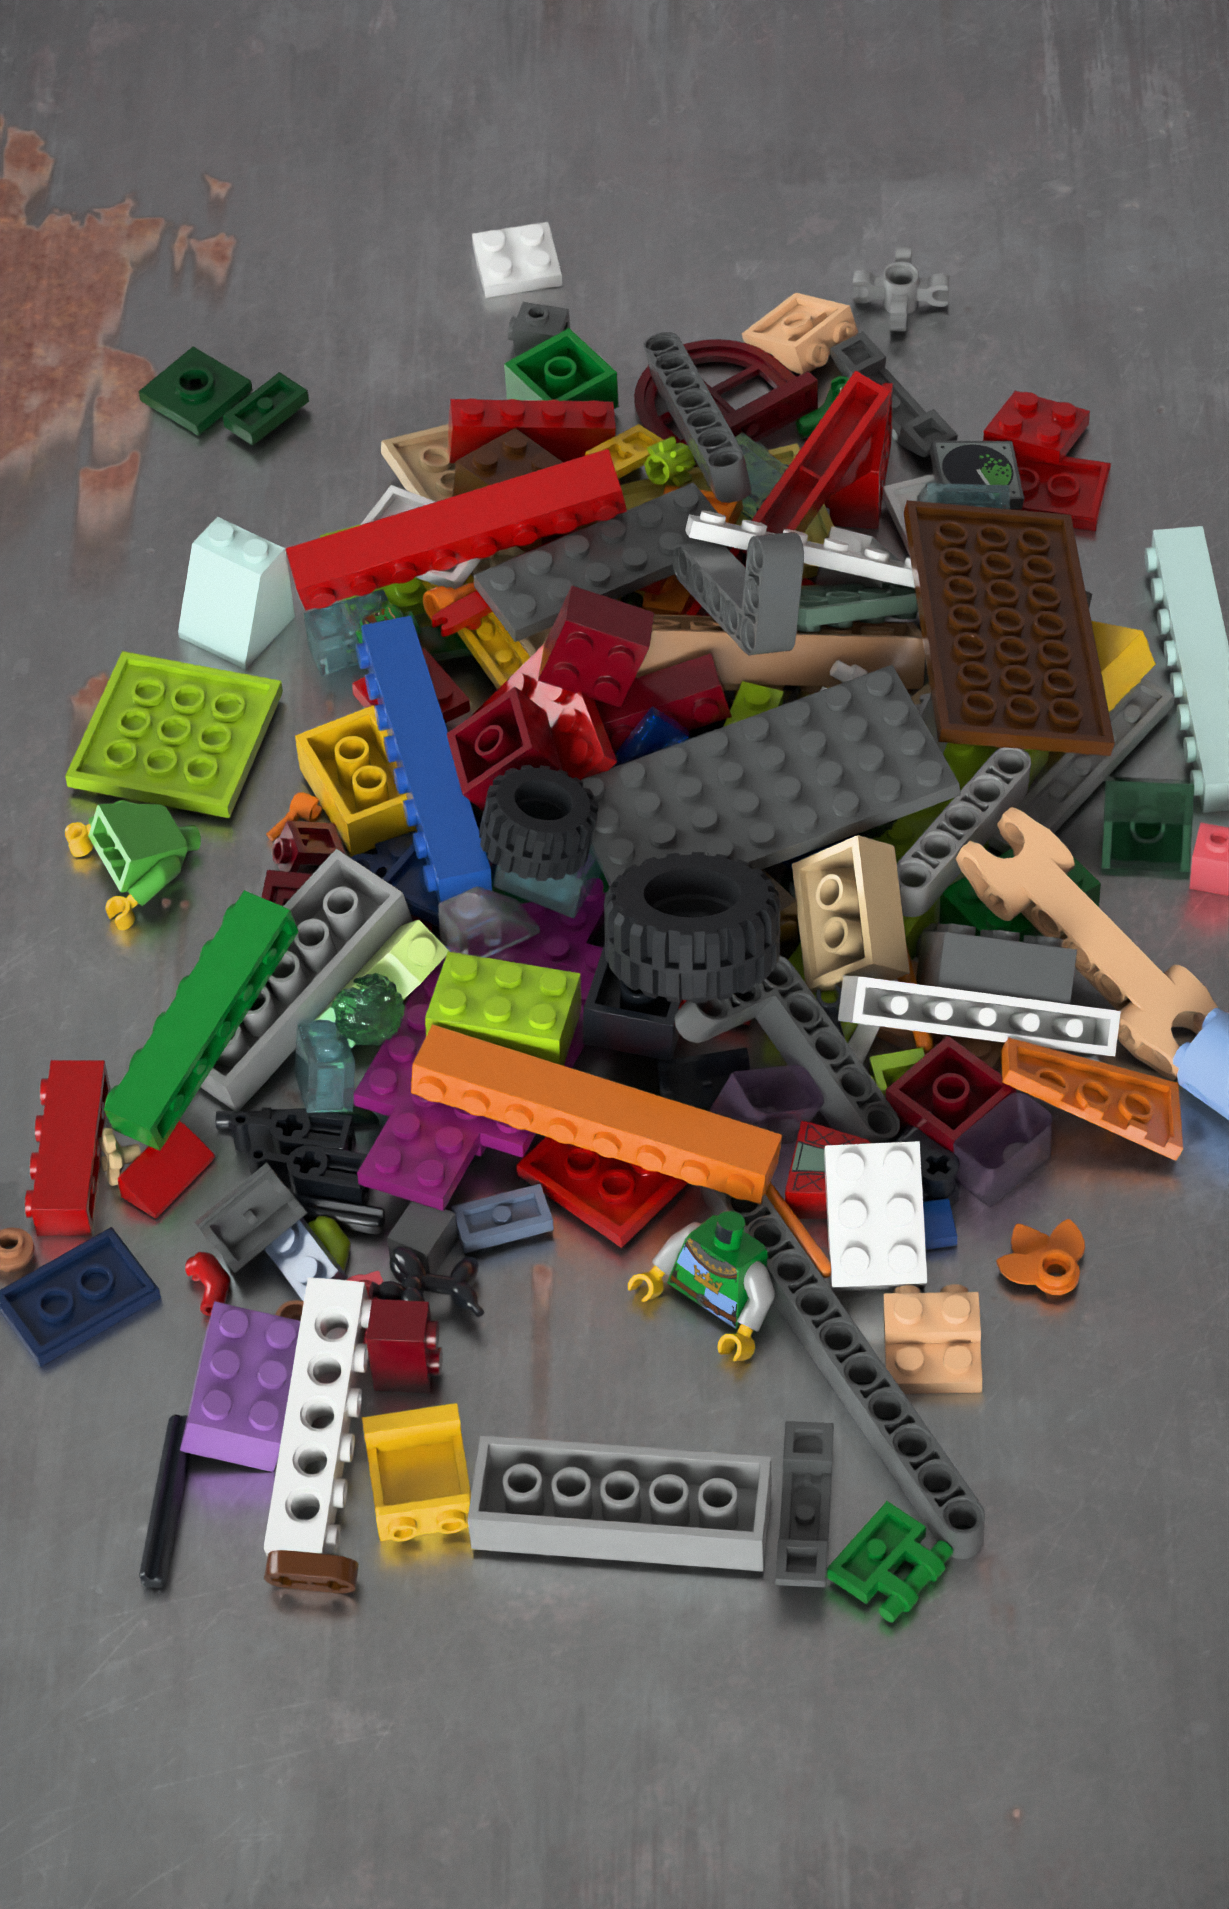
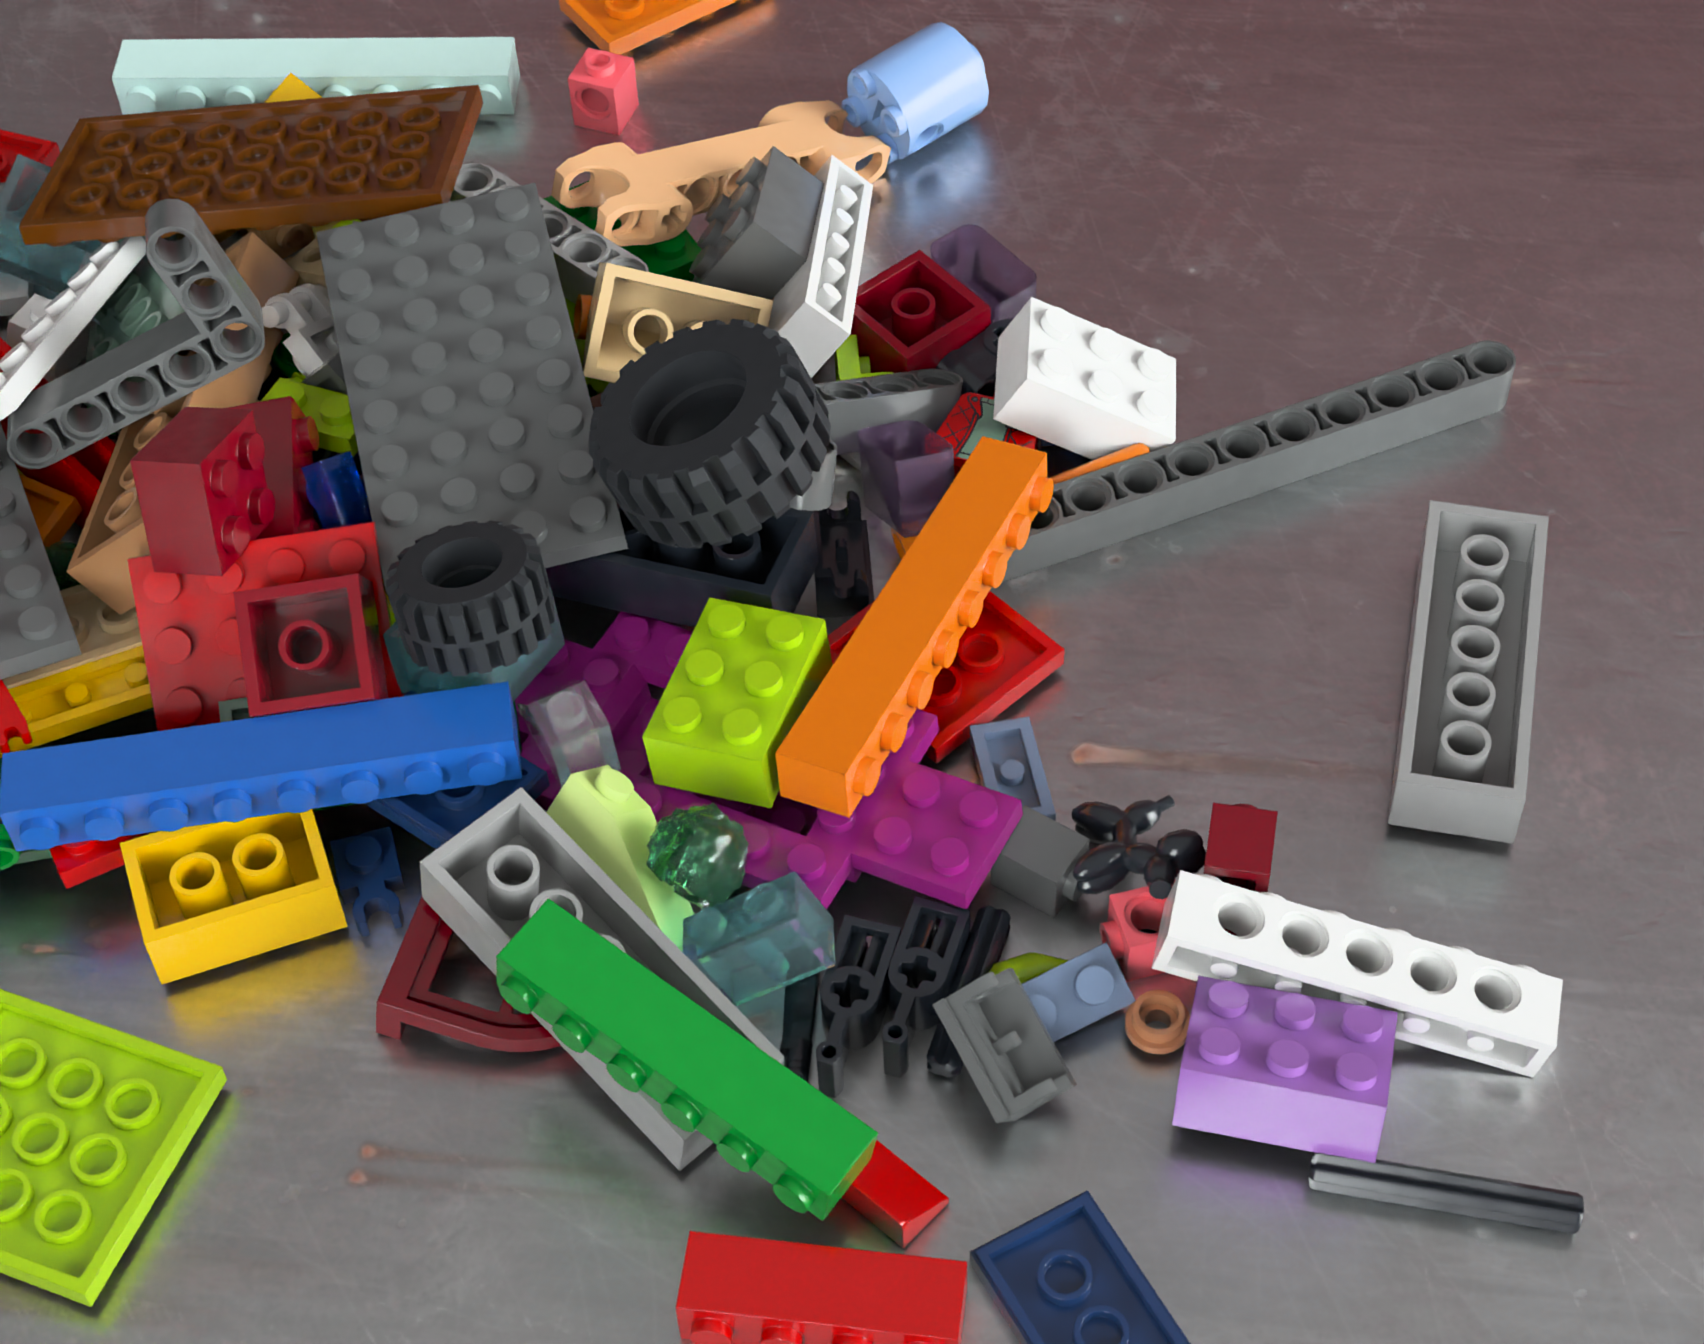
camera: 85 degrees left, 0 degrees up
(115, 1155) = (857, 1231): tan plant -> none
(137, 847) = (267, 1185): bright green torso -> none
(214, 1277) = (1076, 1119): red arm -> none
(302, 806) = (241, 977): orange hand -> none
(305, 844) = (325, 976): dark red bracket -> none
(311, 1571) = (1575, 1009): reddish brown beam -> none
(418, 1472) = (1419, 883): yellow panel -> none
(719, 1271) = (1136, 547): torso -> none
(805, 1504) = (1388, 508): dark grey slope -> none
(878, 1552) = (1526, 447): green plate -> none
(933, 1340) = (1225, 380): light nougat plate -> none
(1039, 1255) = (1118, 286): orange plate -> none
(1106, 1095) = (924, 199): orange wing -> none
(1147, 824) = (529, 132): clear green slope -> none

